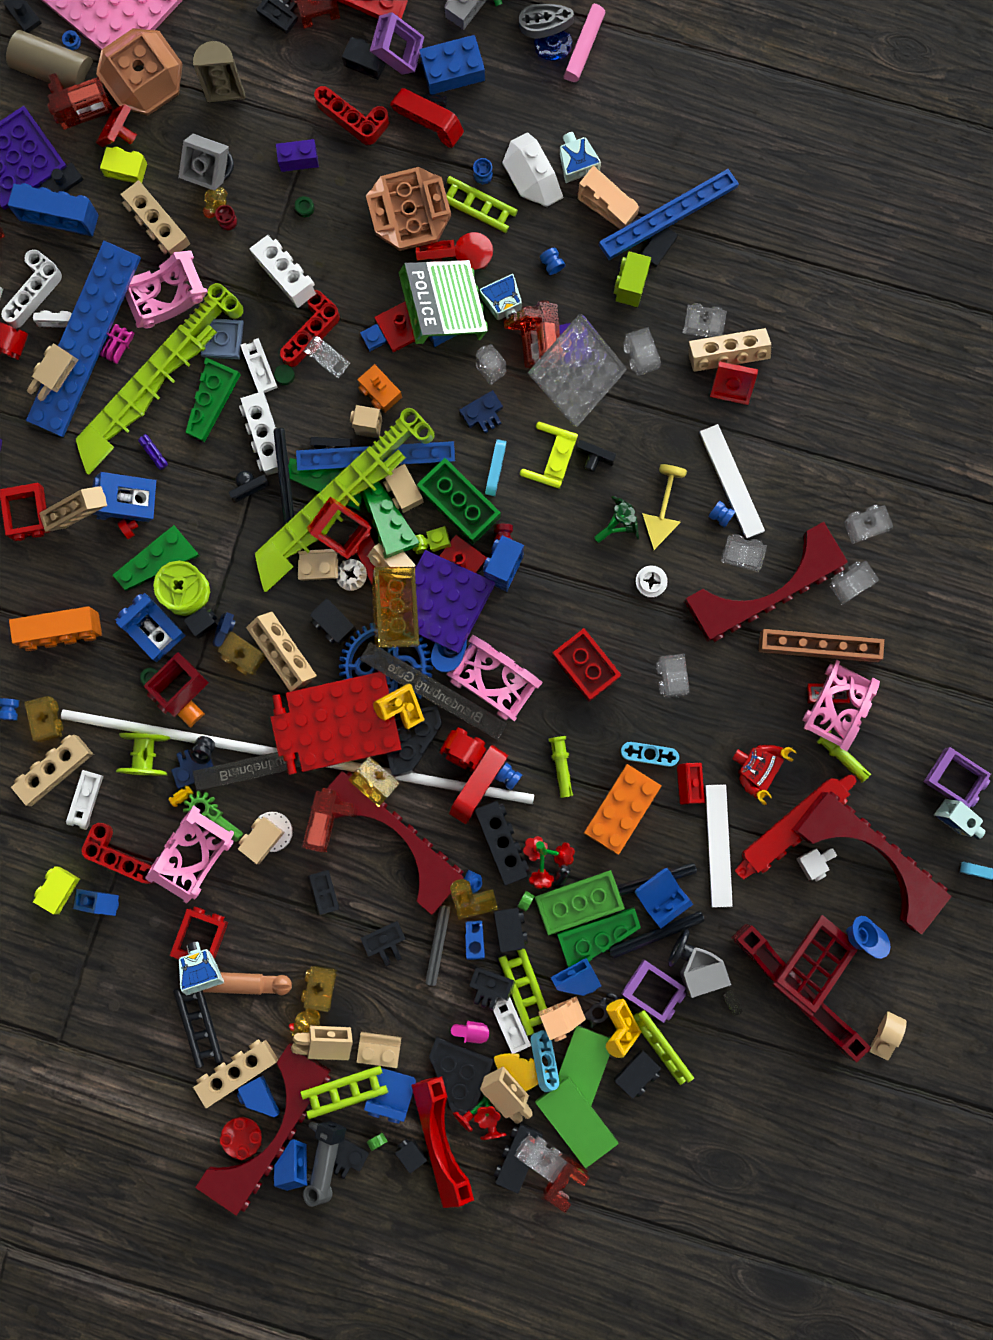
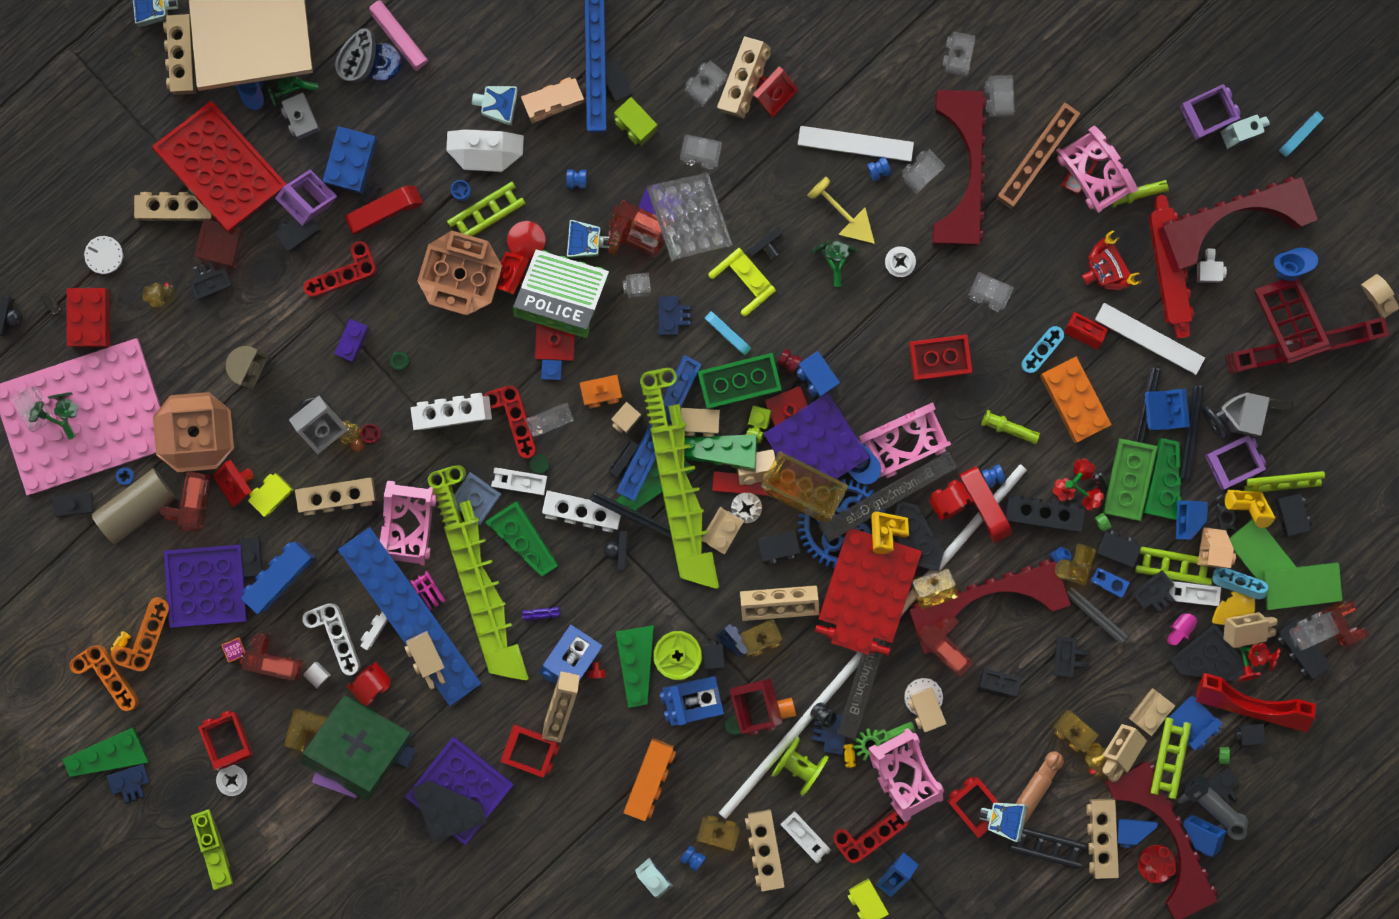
camera: 65 degrees left, 5 degrees up
(324, 516) = (691, 500): red window -> none

